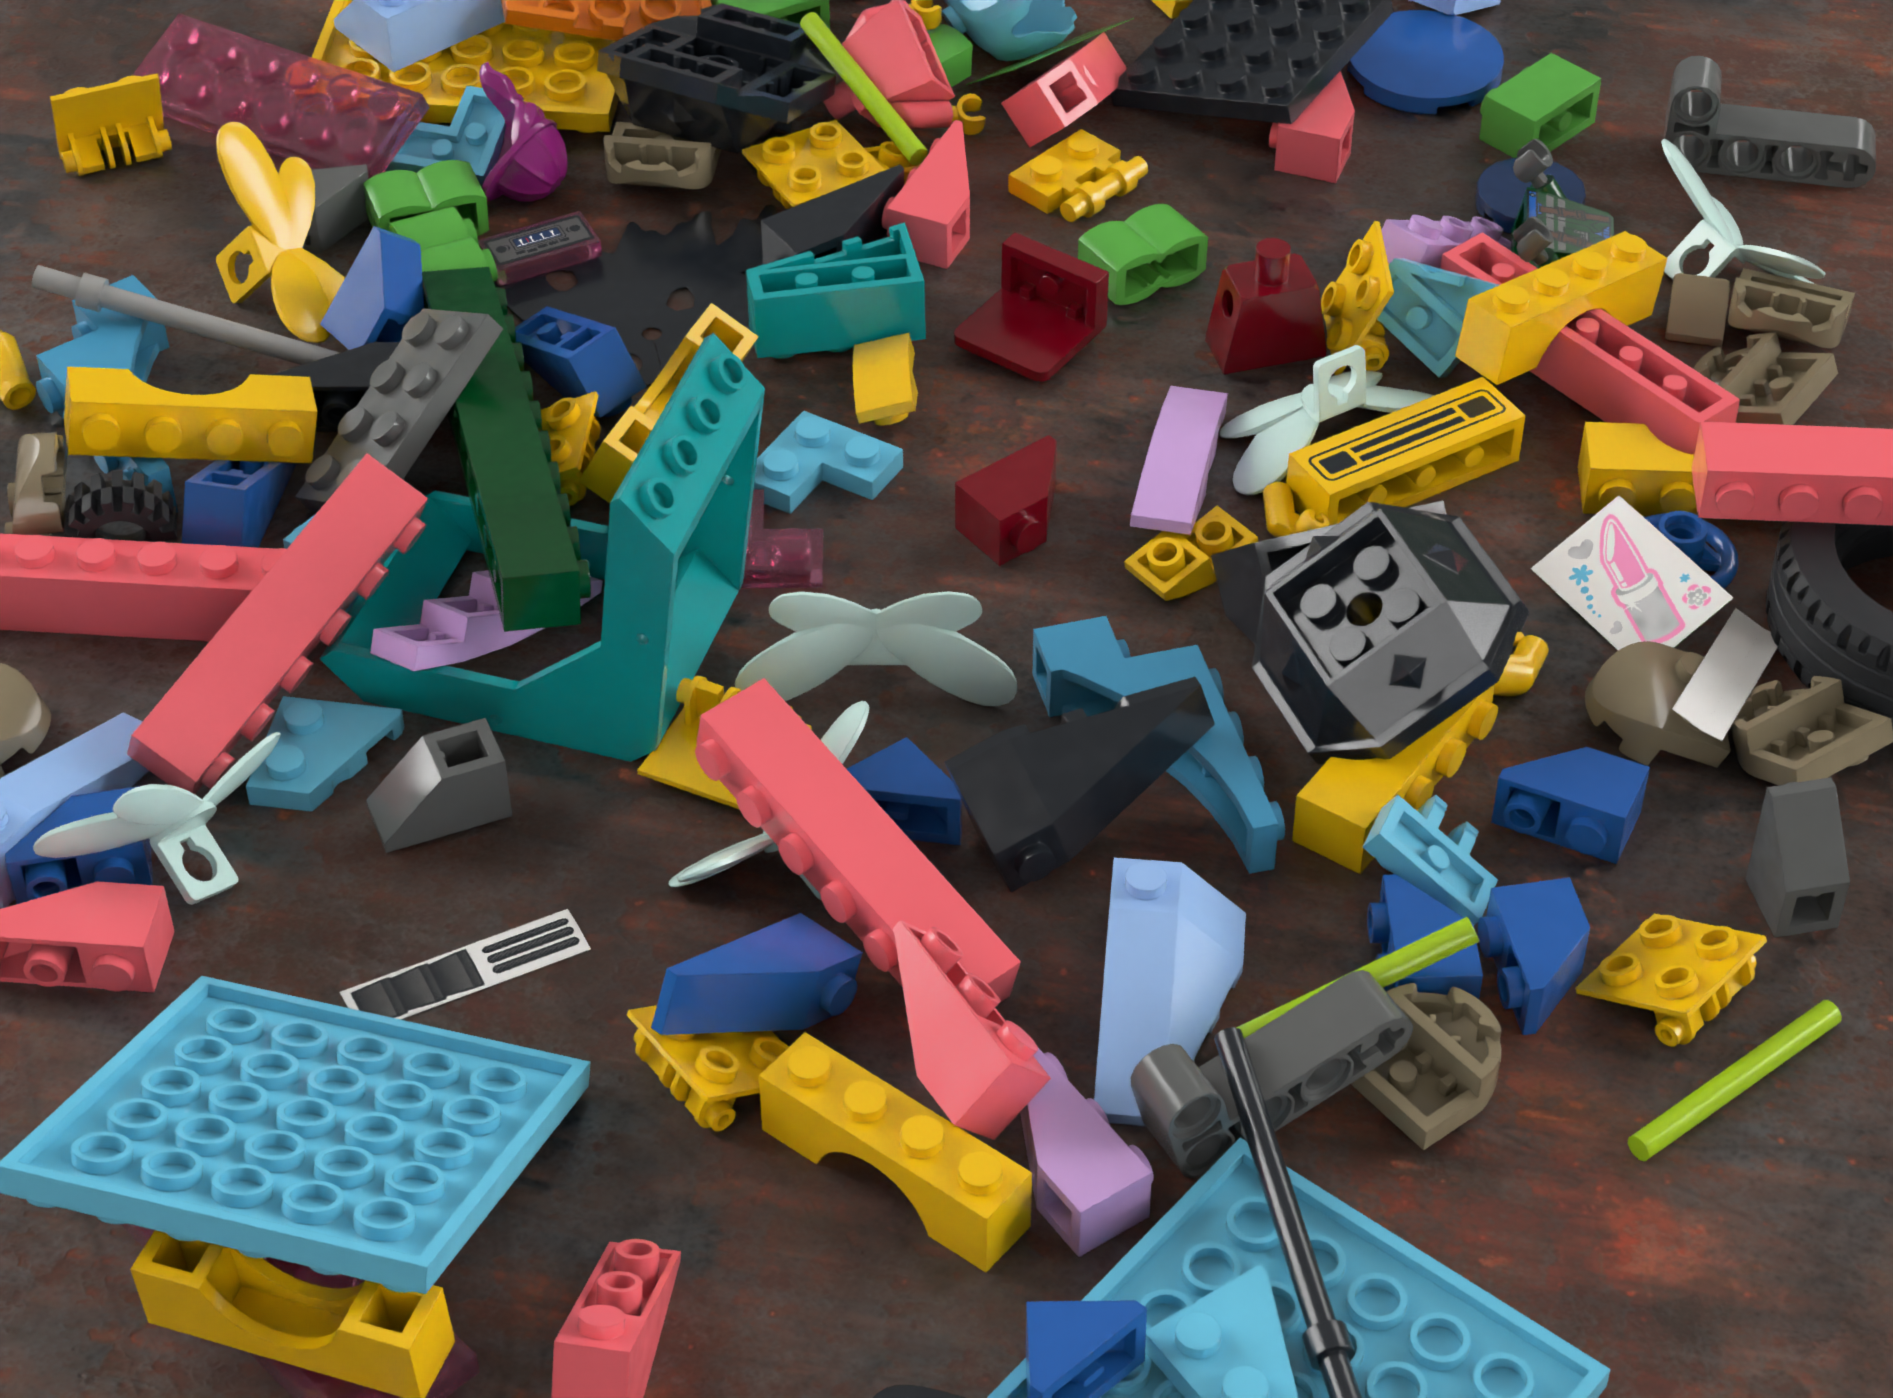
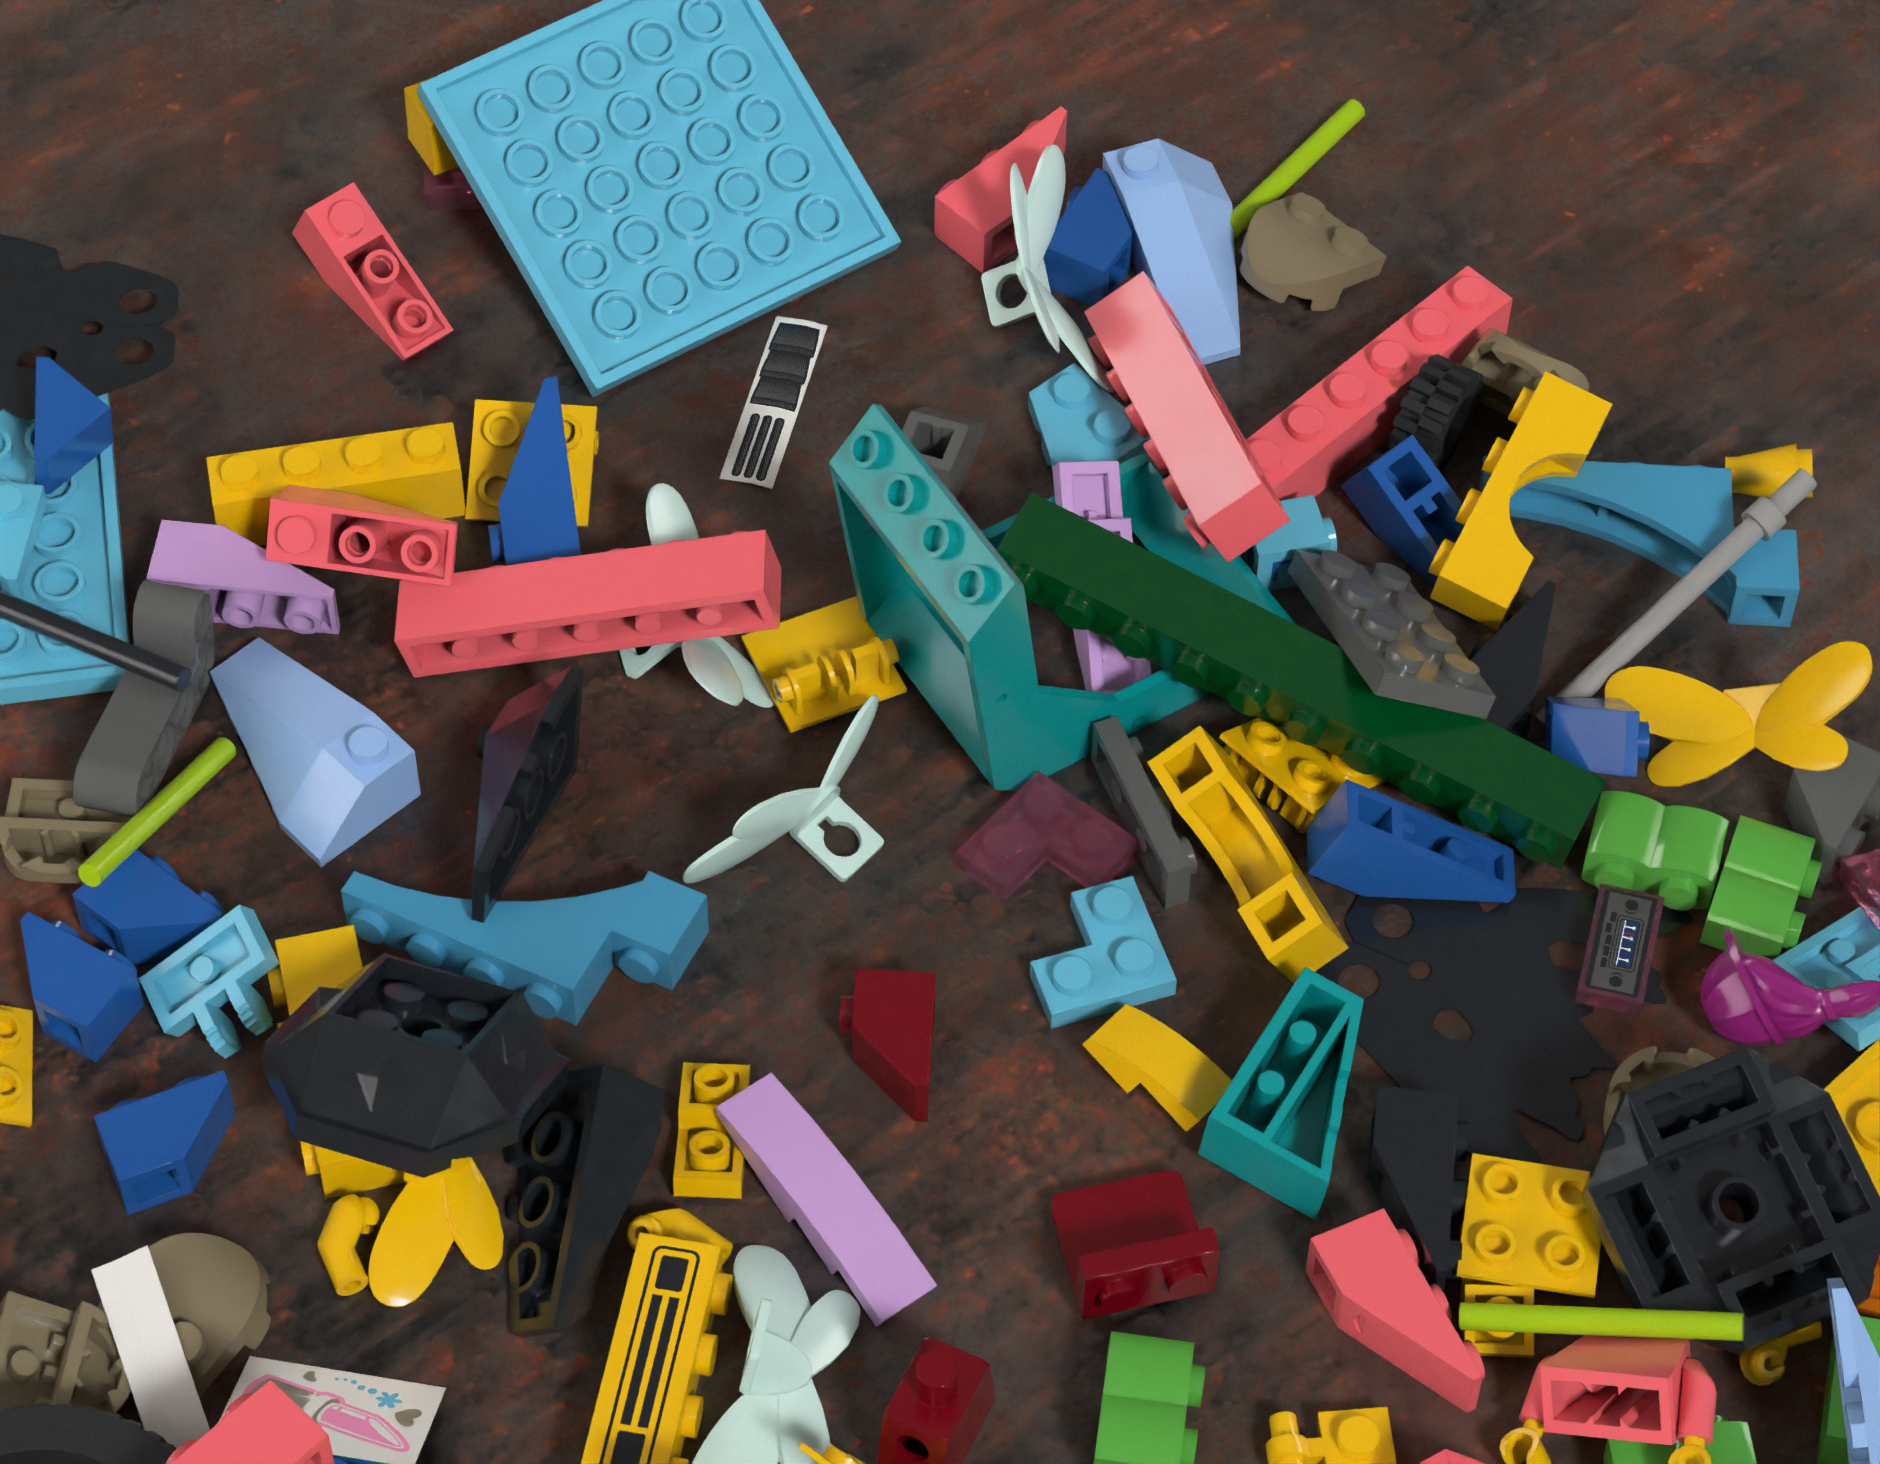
camera: 130 degrees right, 10 degrees up
(912, 792) = (642, 720): blue slope -> none

